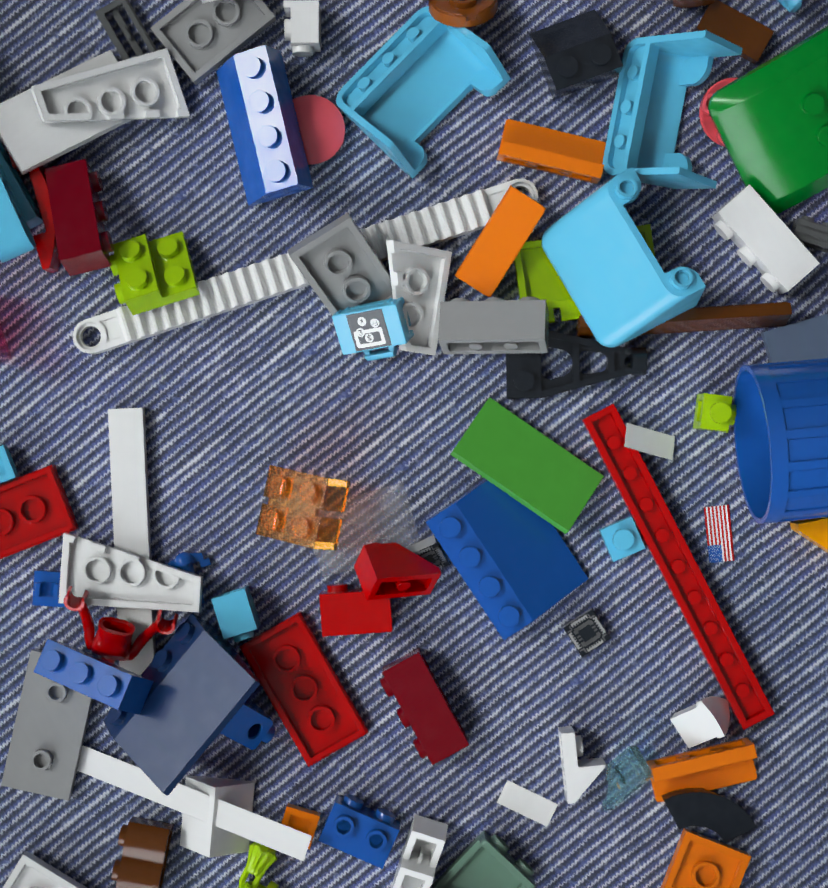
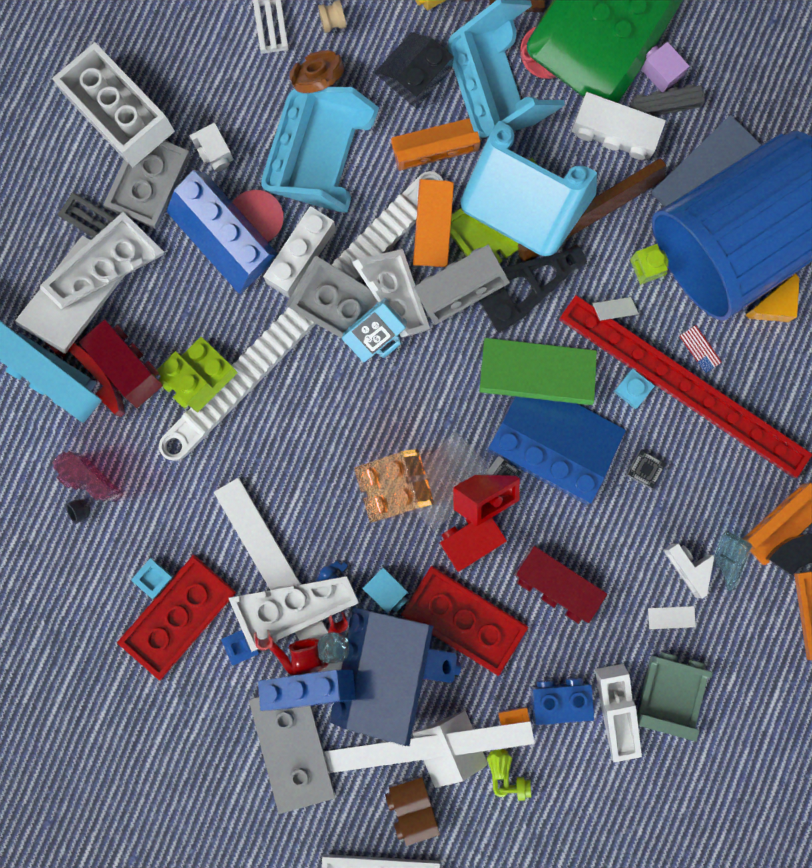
camera: 30 degrees left, 5 degrees down
(145, 646) = (333, 648): none -> clear light blue piece
(337, 195) = (299, 250): none -> white brick
(703, 720) = (764, 487): white tile -> none

